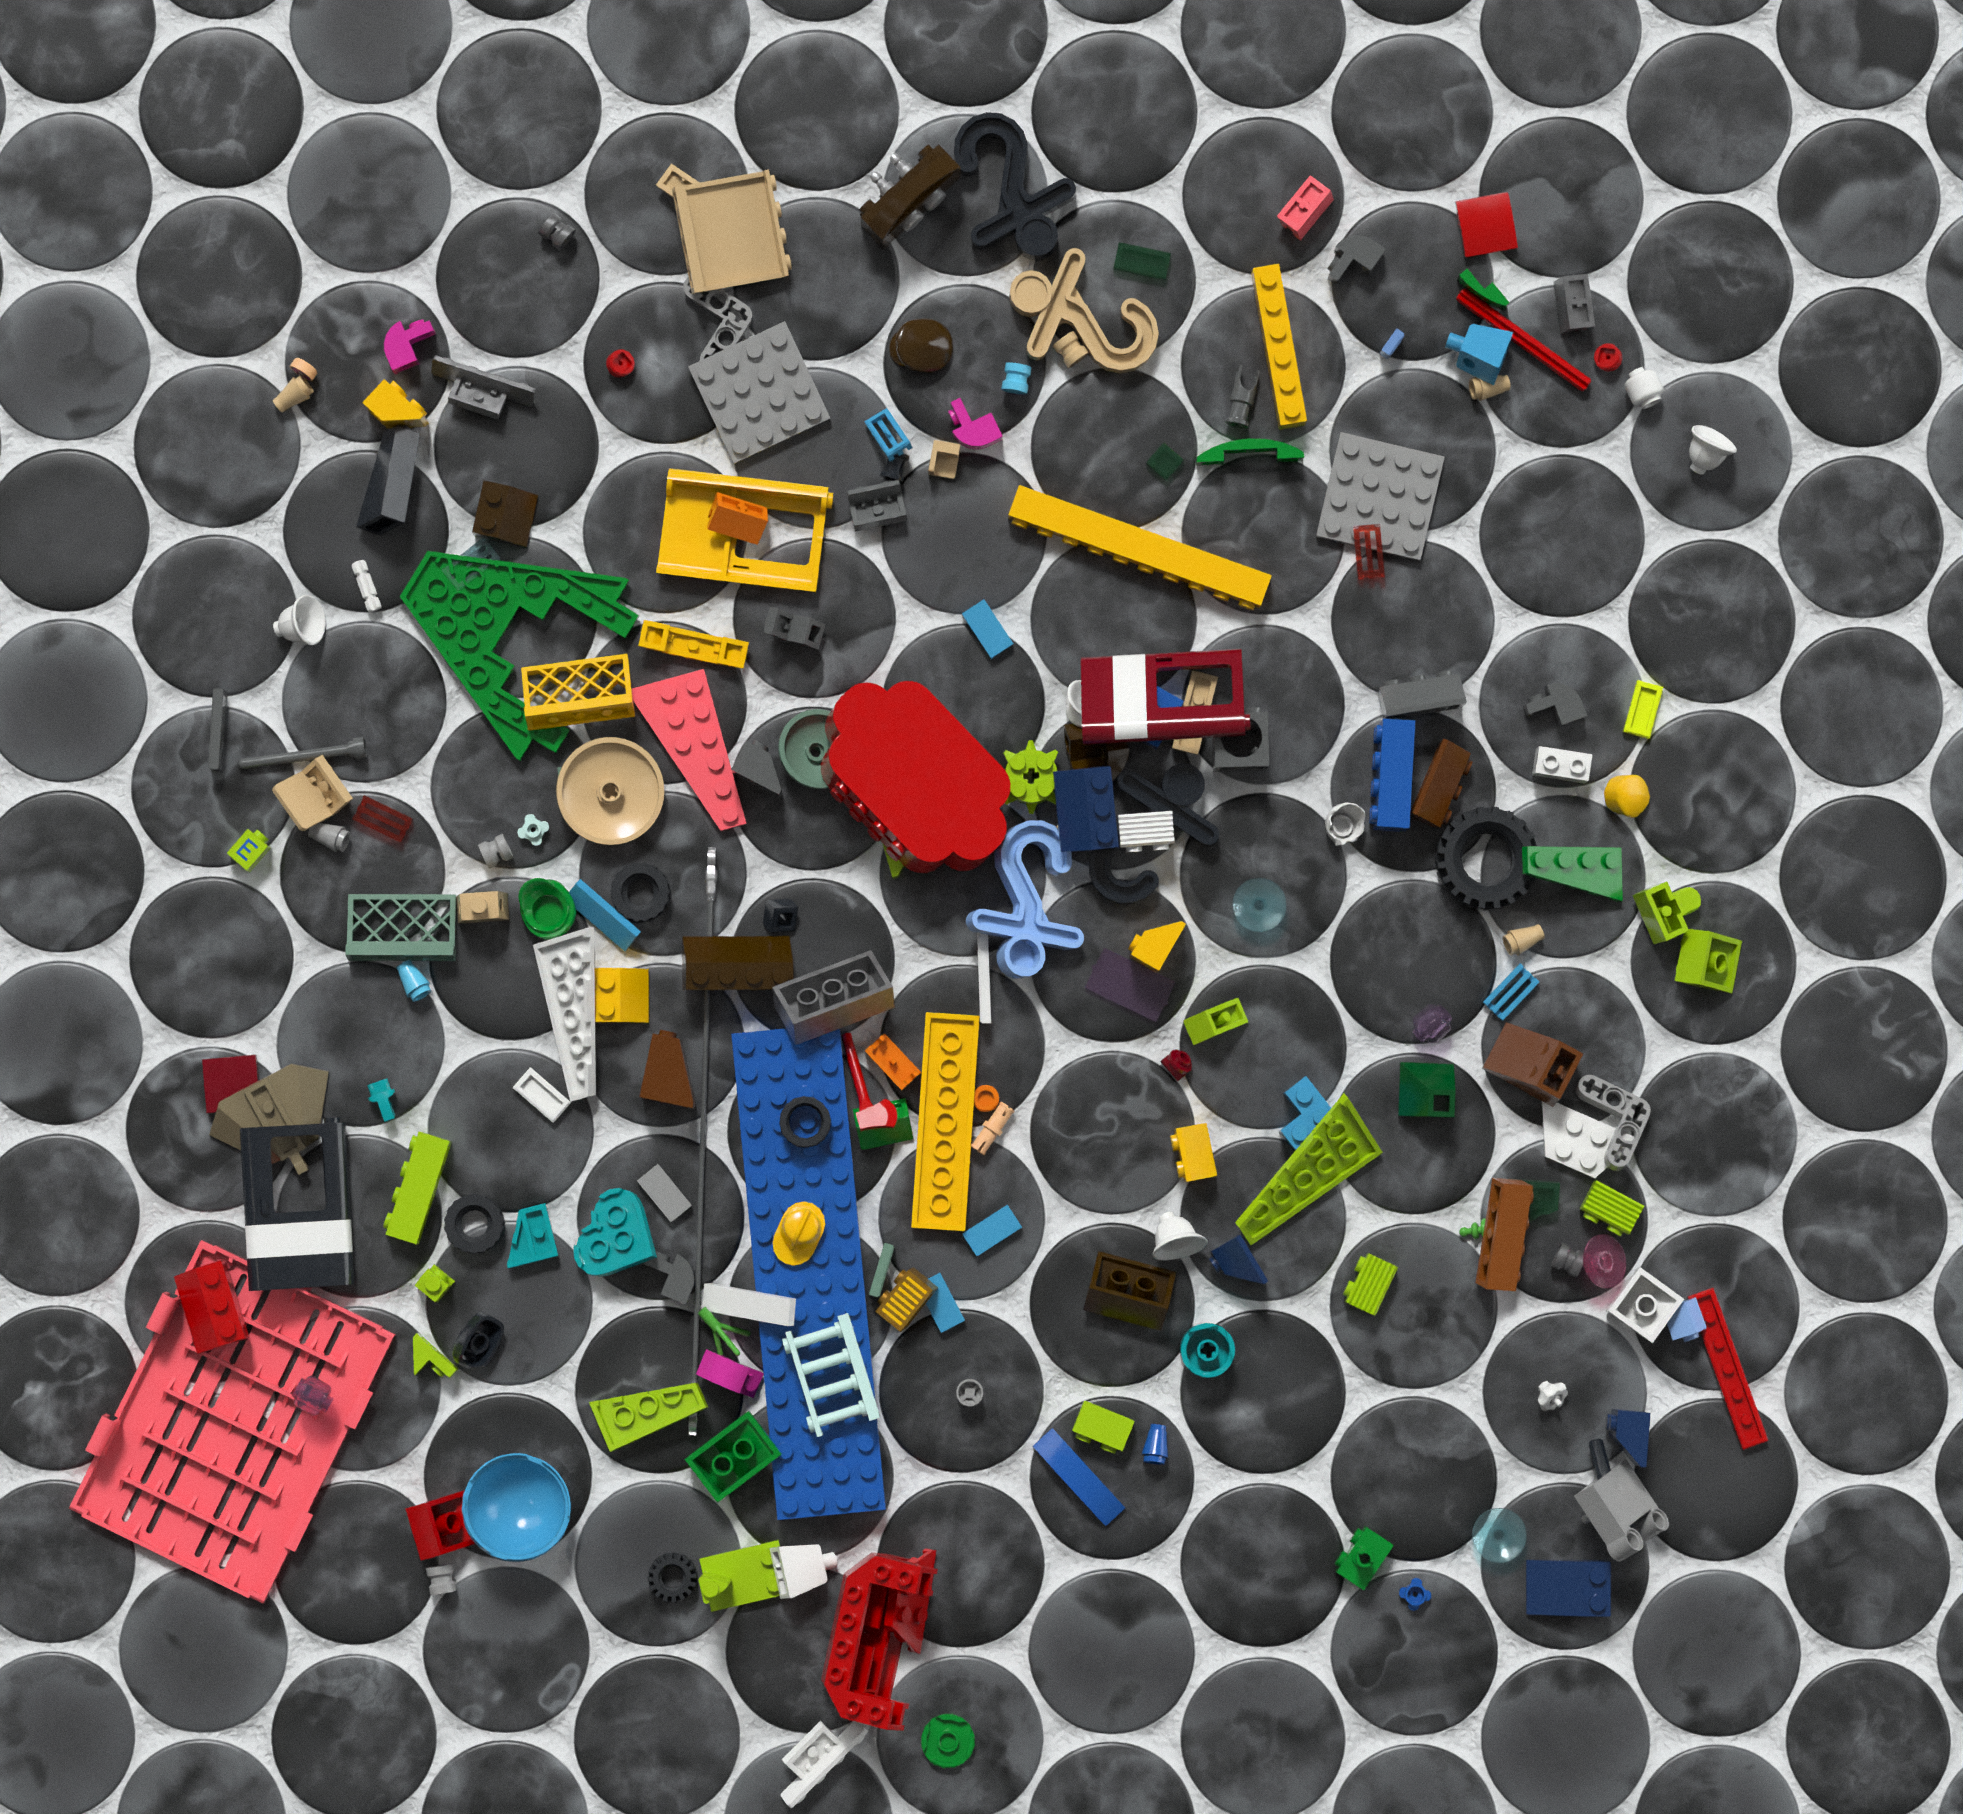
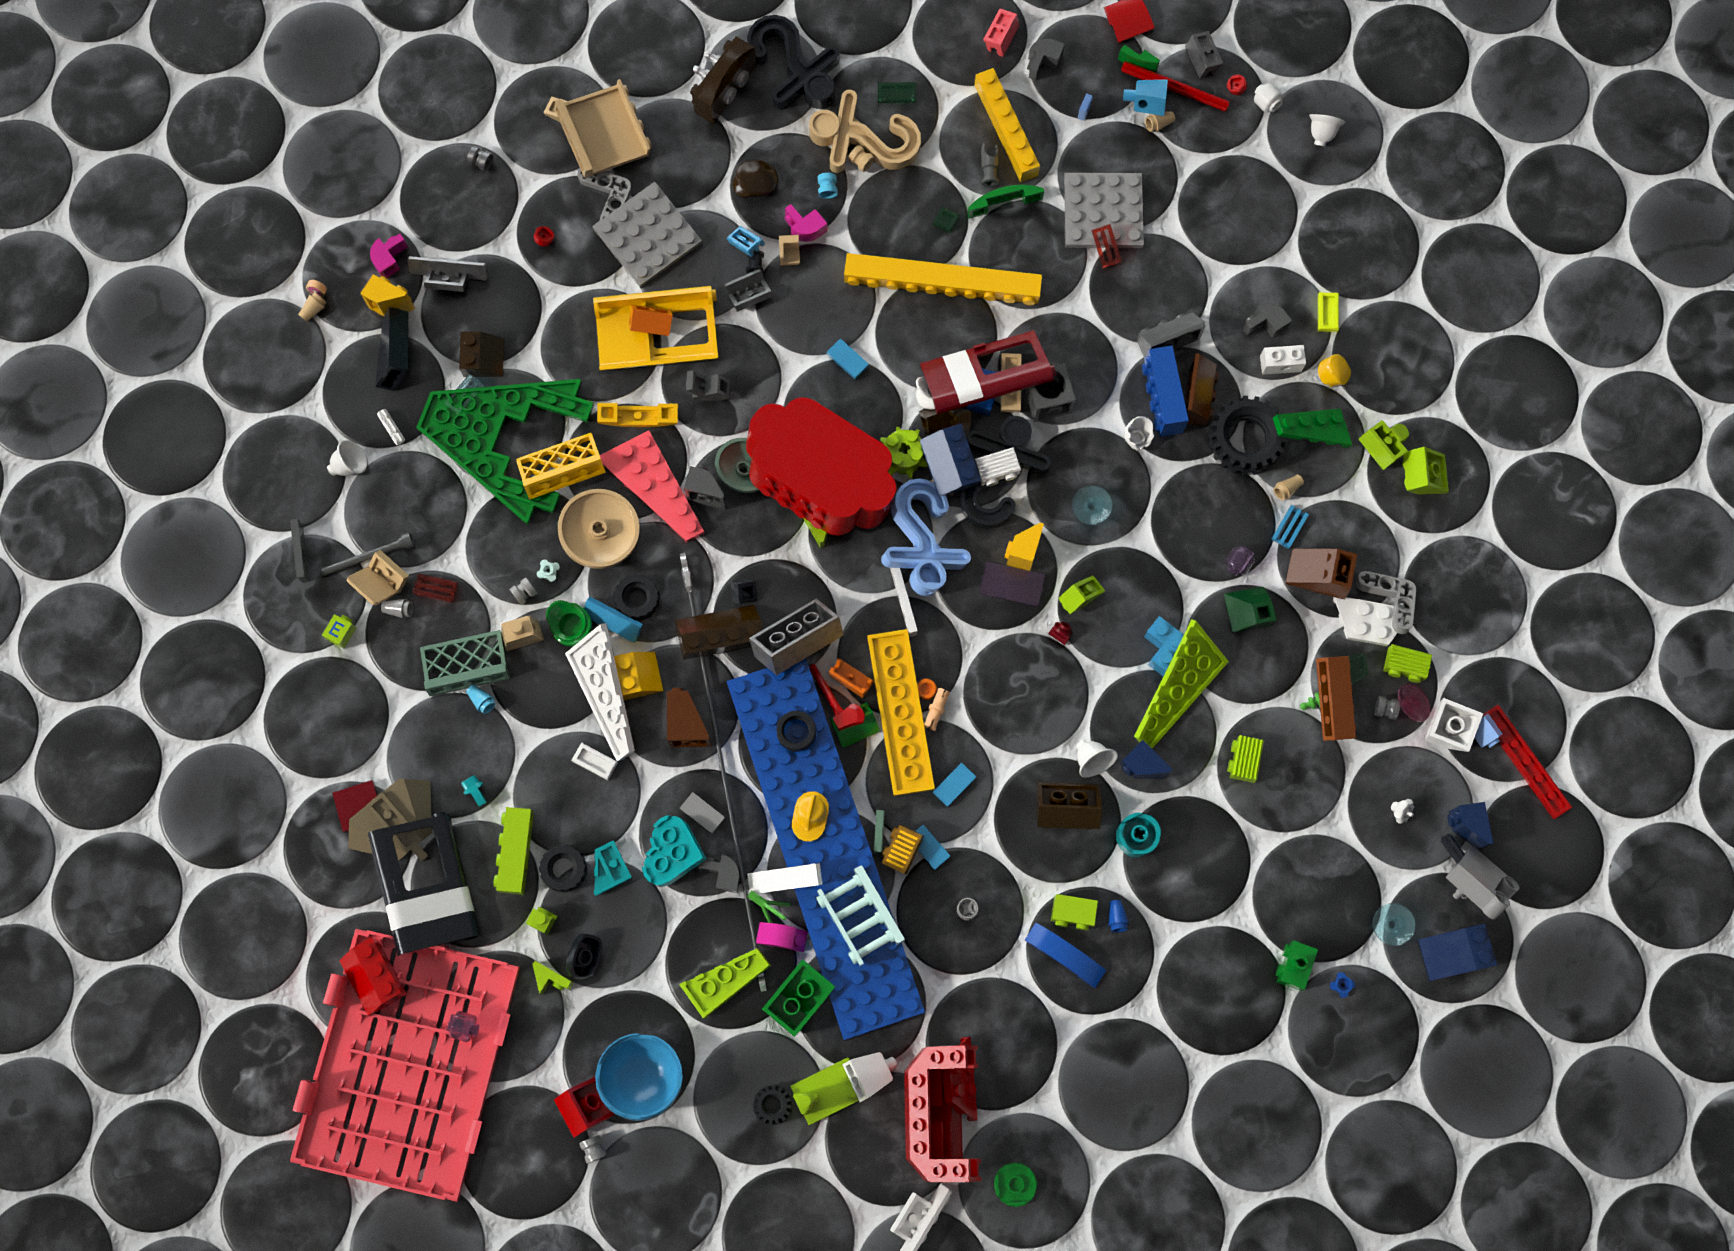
camera: 10 degrees left, 10 degrees down
(1194, 1152) = (1090, 691): yellow slope -> none

